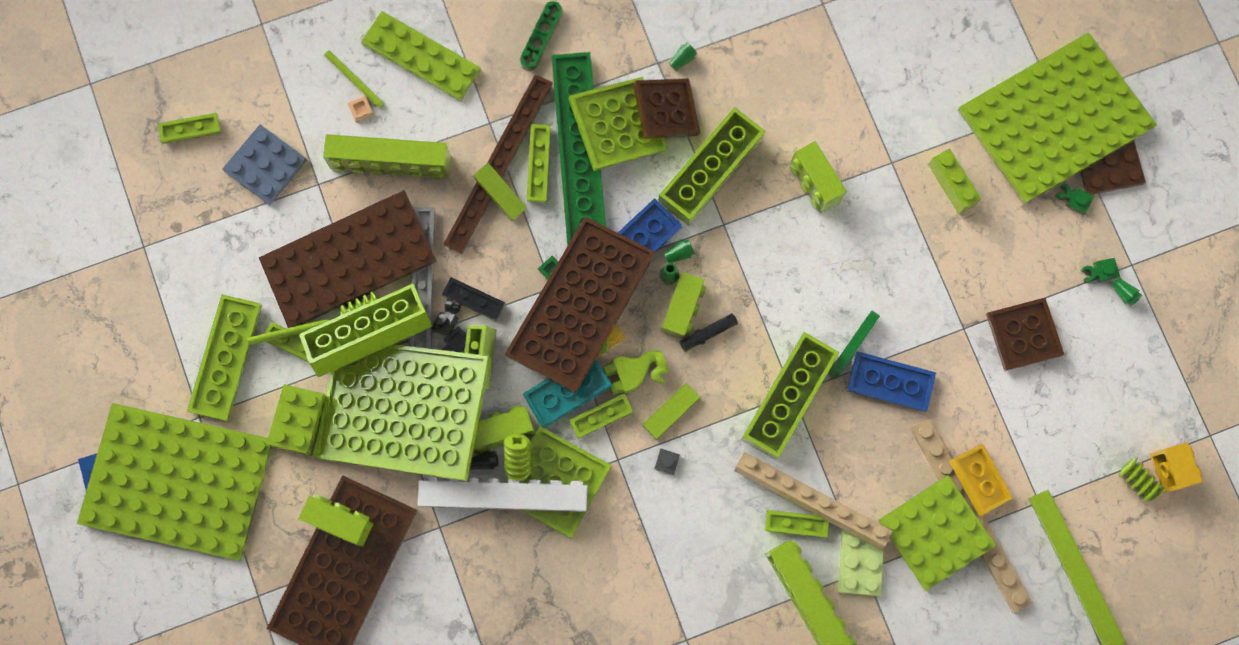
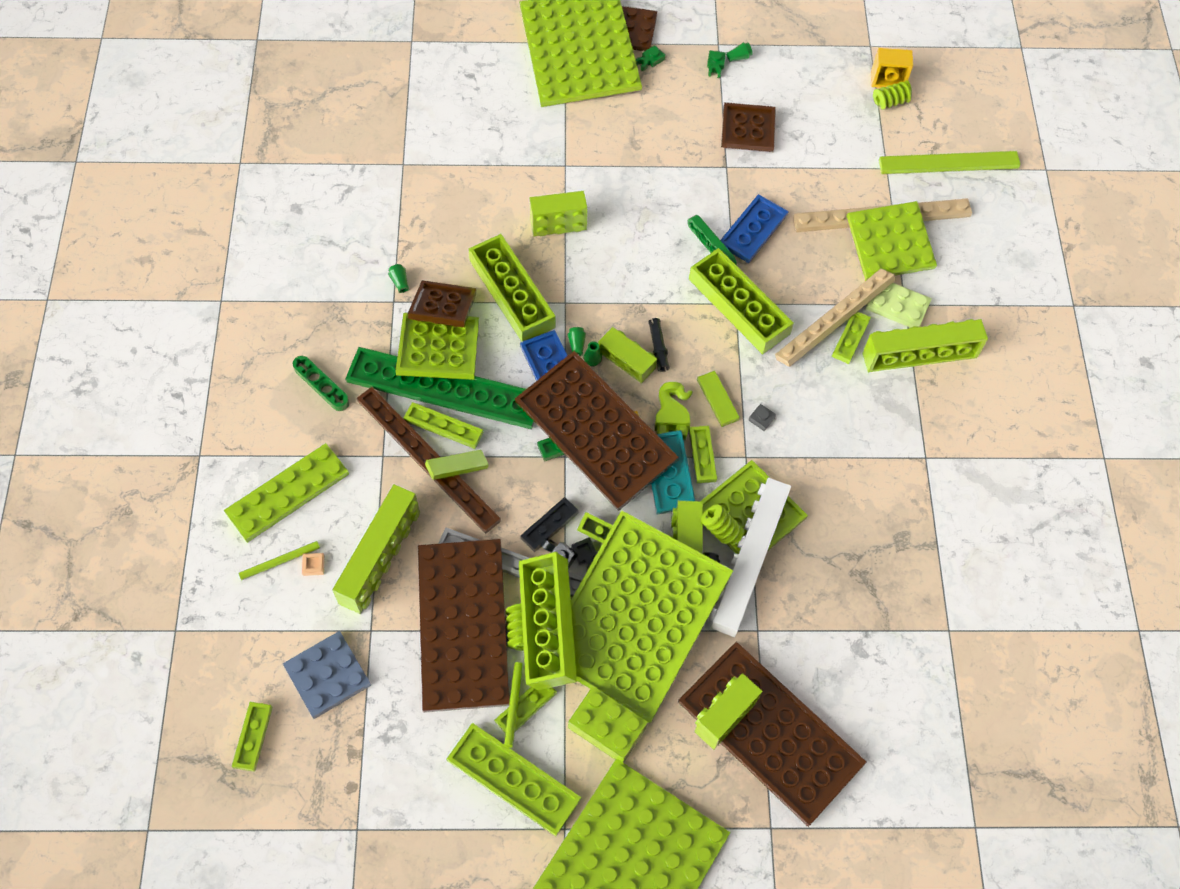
camera: 70 degrees left, 15 degrees down
(954, 181) = (602, 126): lime brick -> none
(981, 479) = (858, 195): yellow plate -> none

